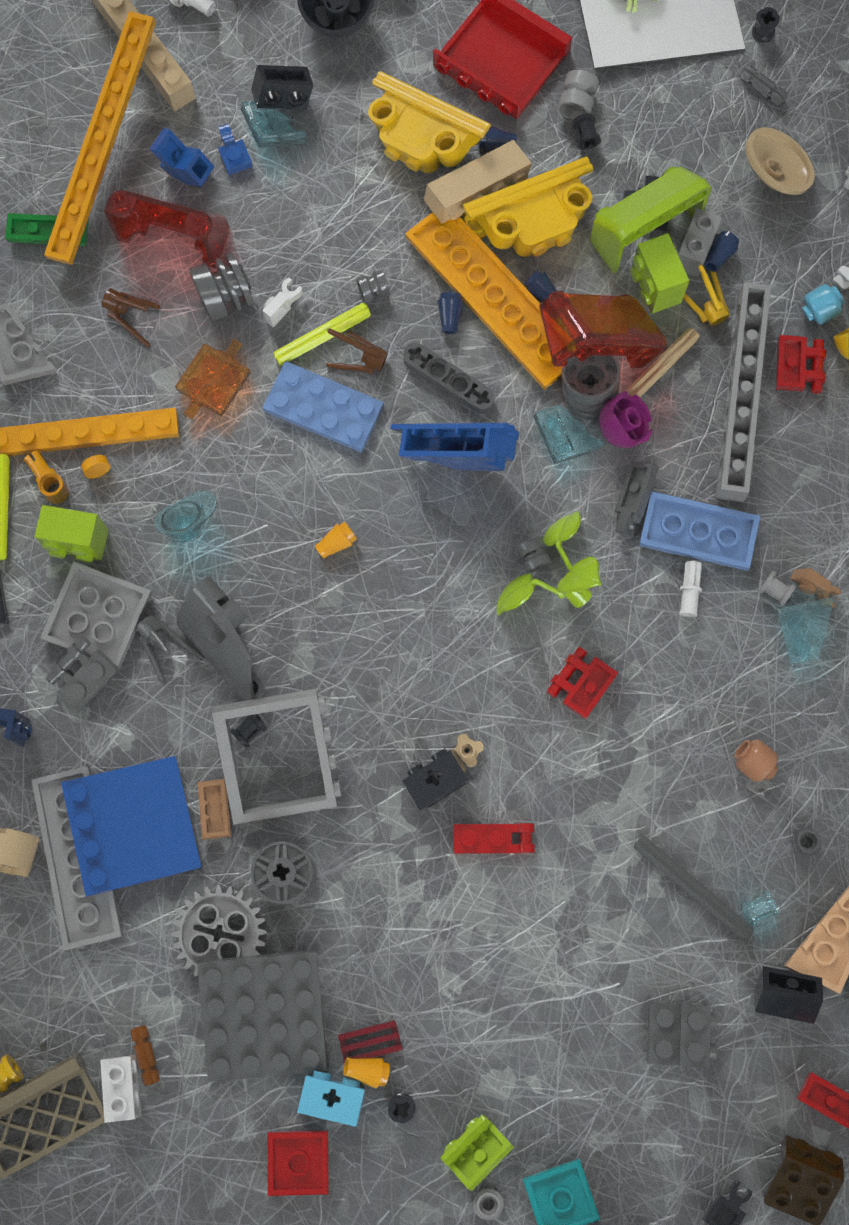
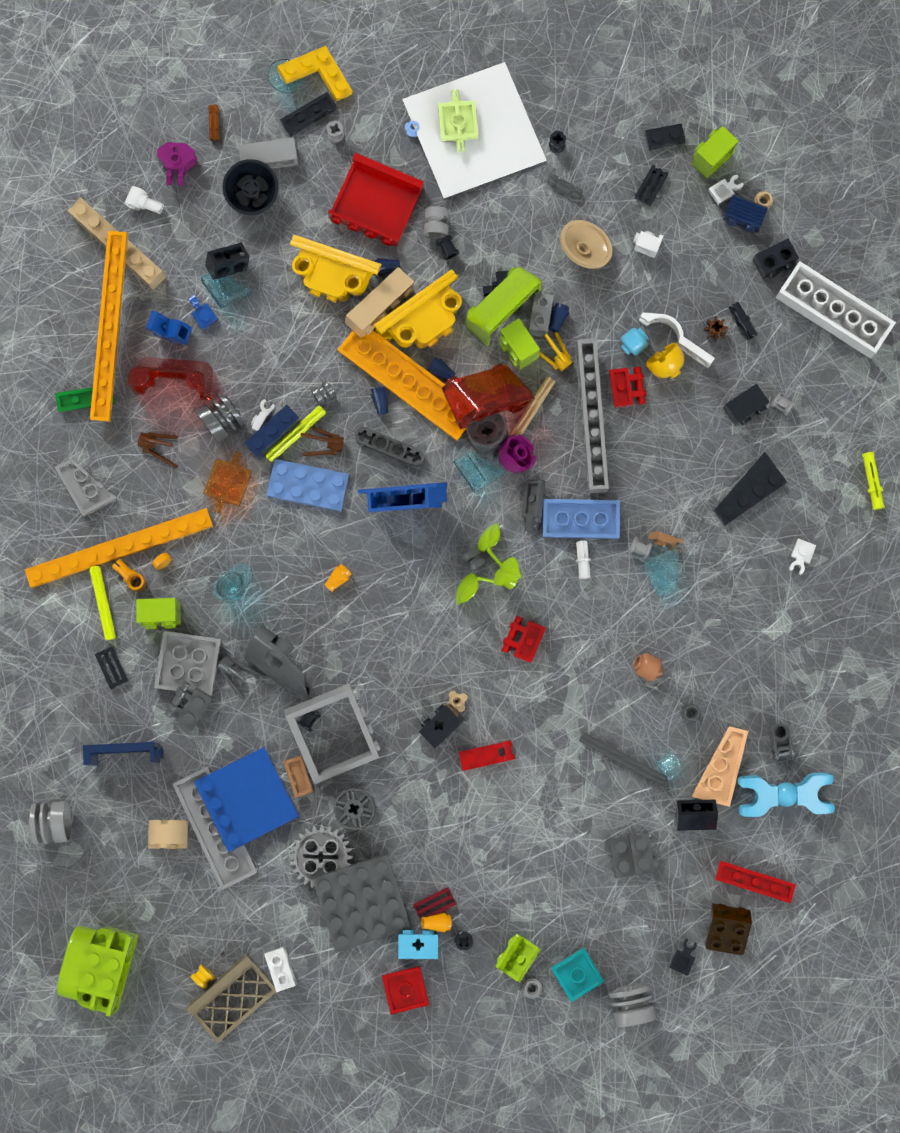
camera: 15 degrees left, 5 degrees up
(144, 1055) = (290, 945): dark orange axle -> none
(290, 323) = (272, 432): none -> dark blue brick

